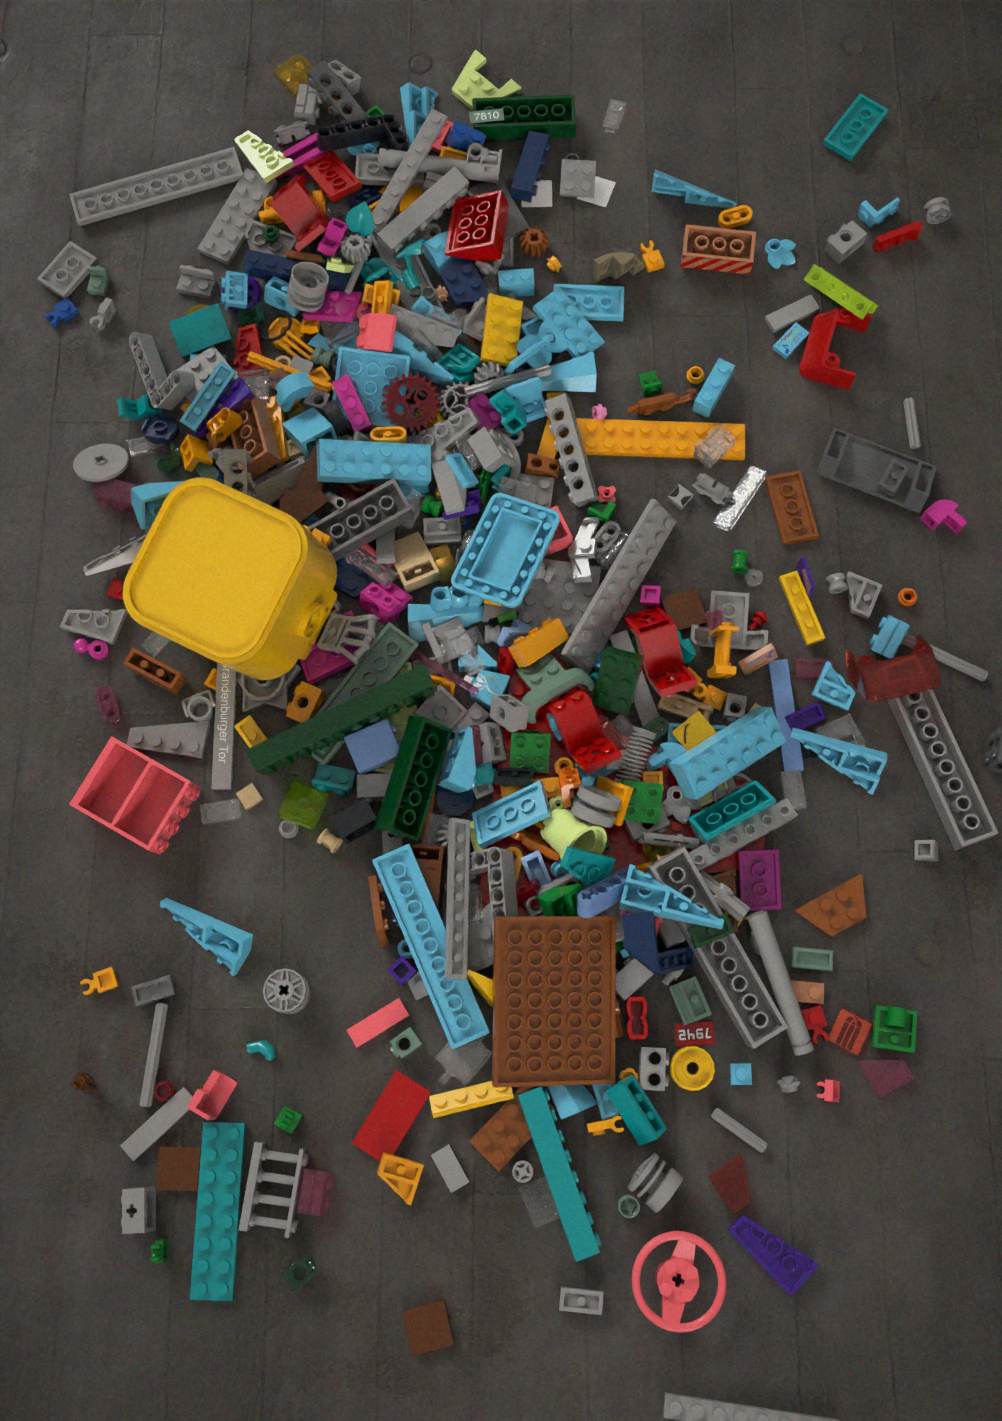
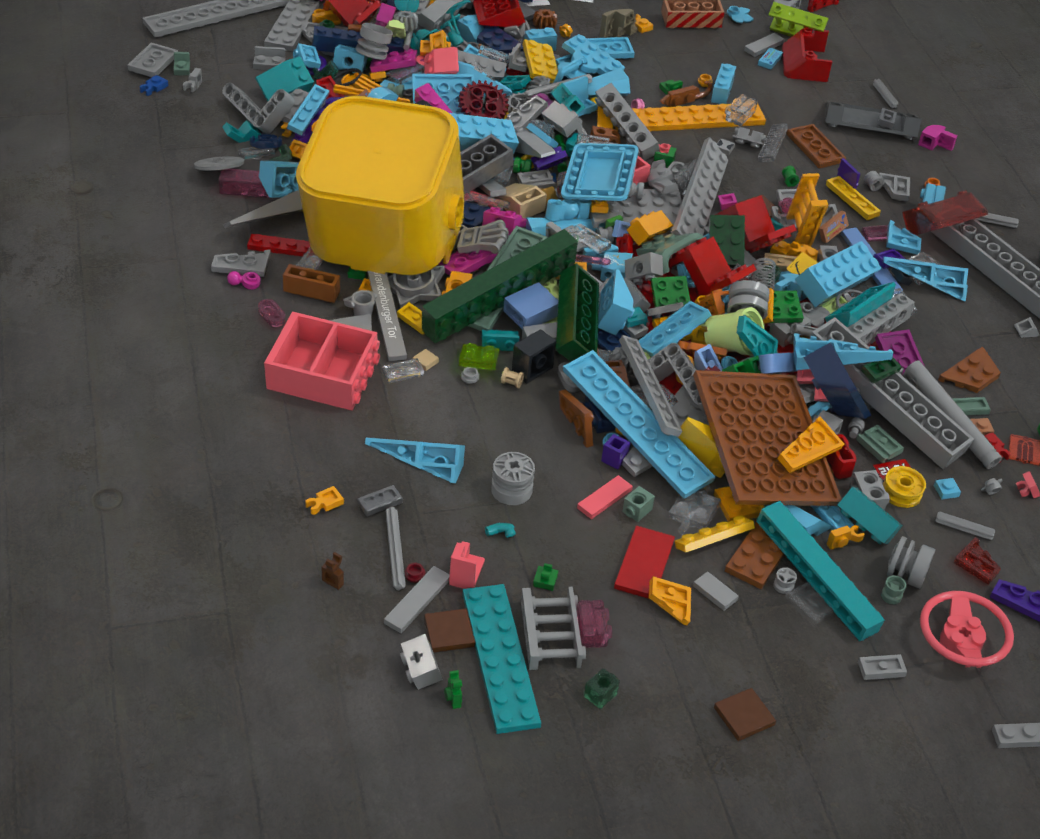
camera: 20 degrees left, 30 degrees down
(600, 1018) = (810, 446): none -> light orange wing

